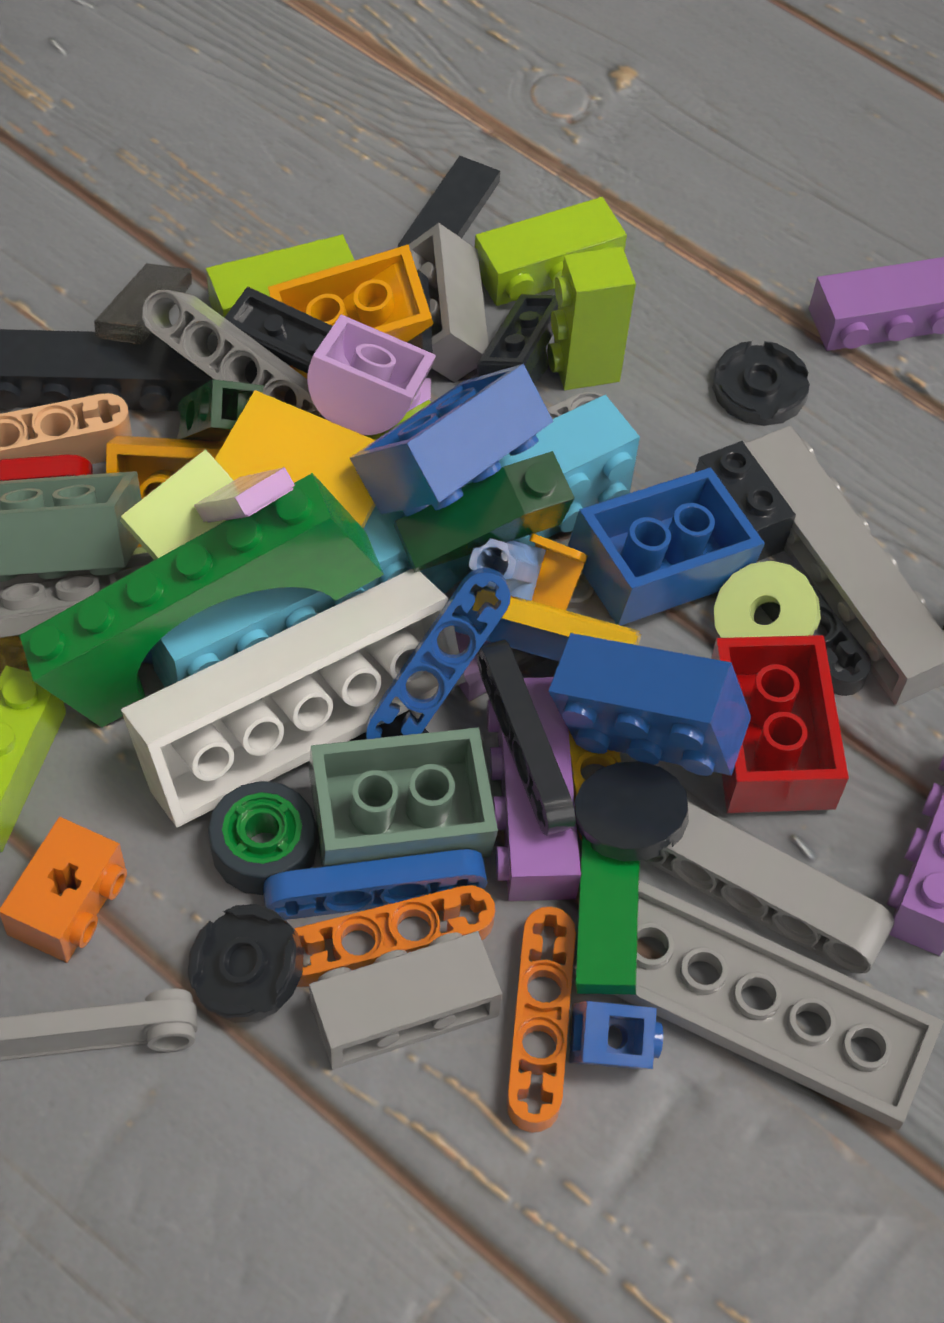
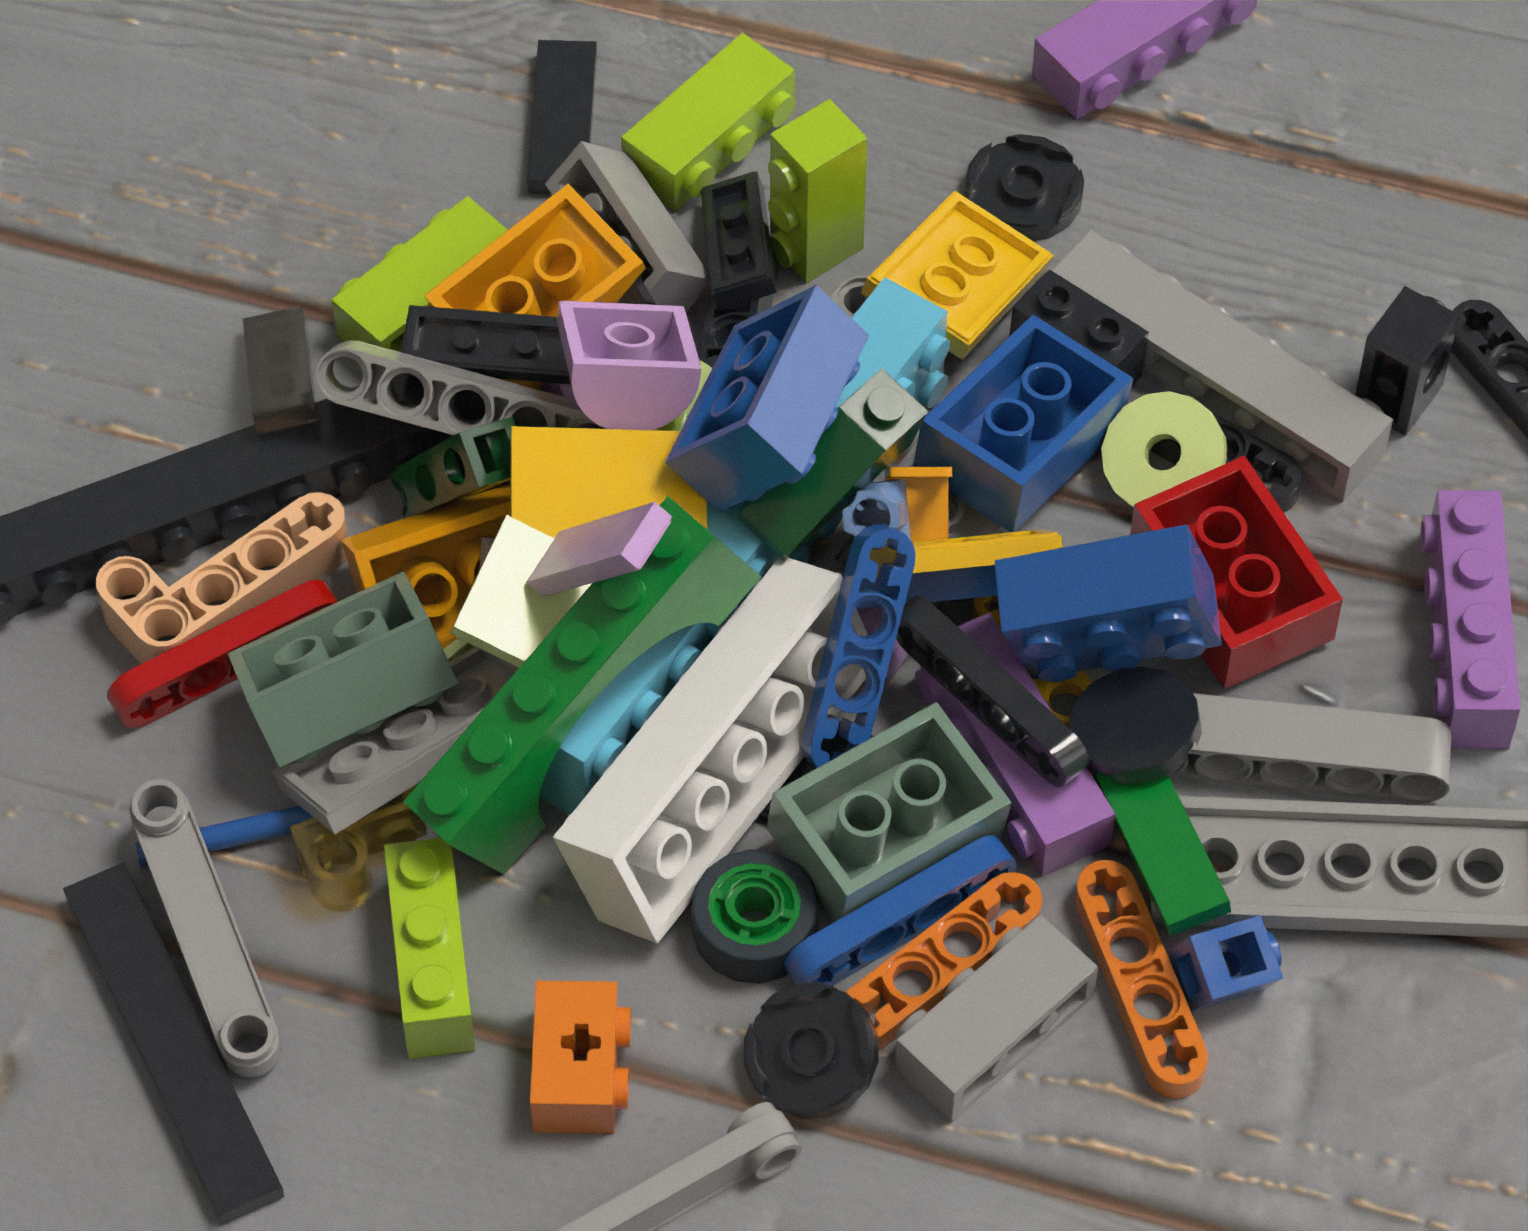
camera: 20 degrees left, 0 degrees up
(678, 419) = (965, 266): none -> yellow tile

